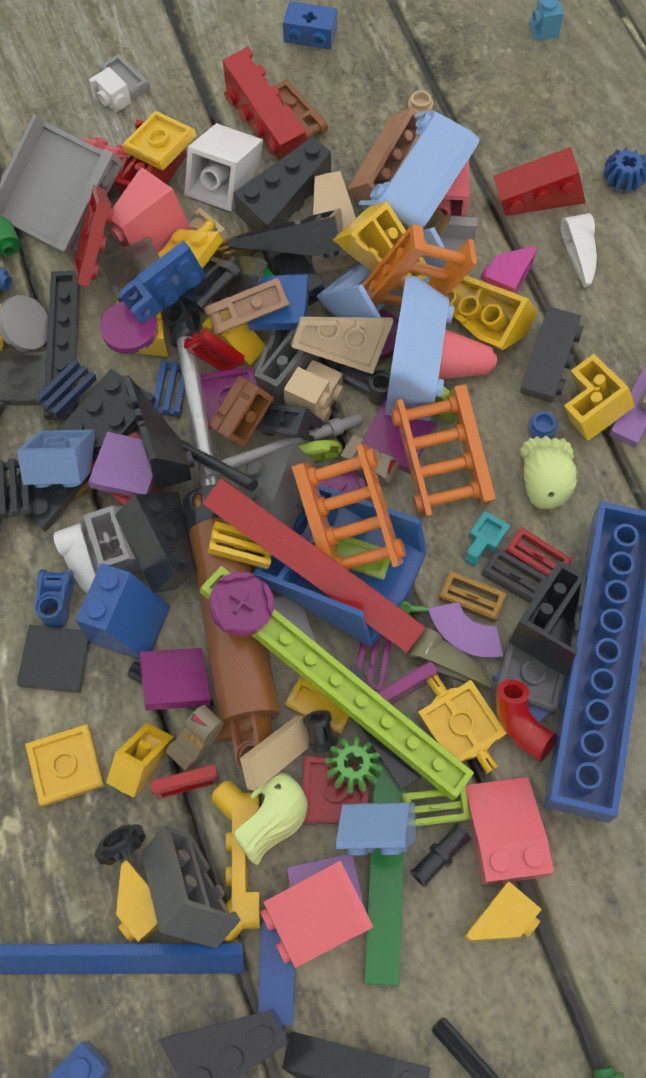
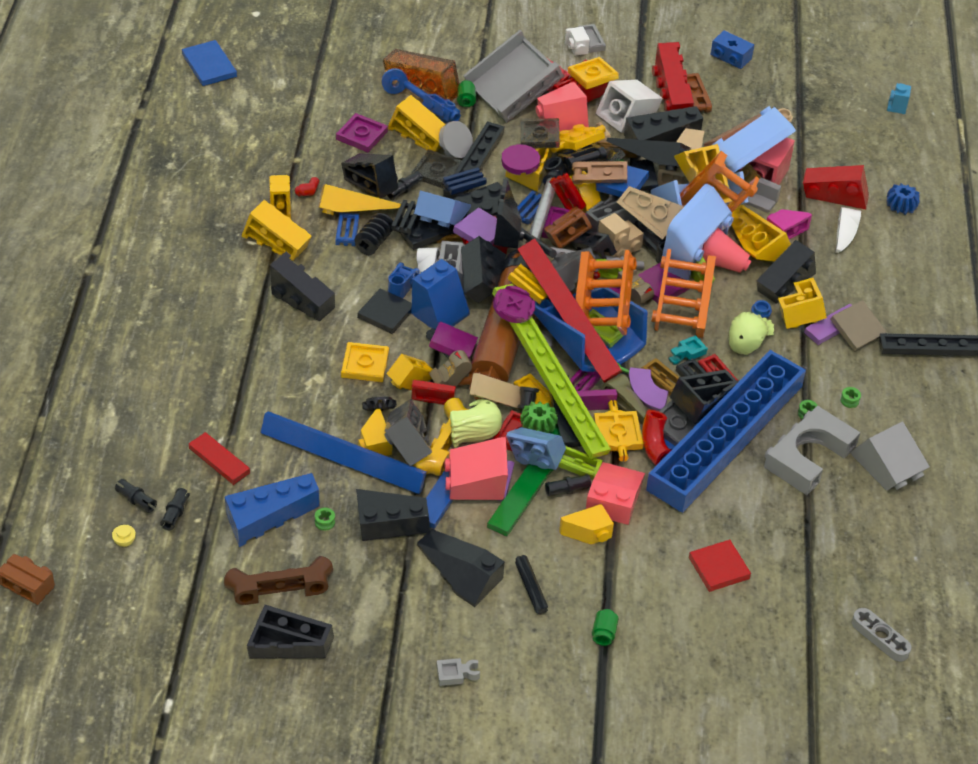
camera: 20 degrees right, 20 degrees down
(92, 236) = (523, 105): red plate -> none
(163, 282) = (549, 142): blue plate -> none

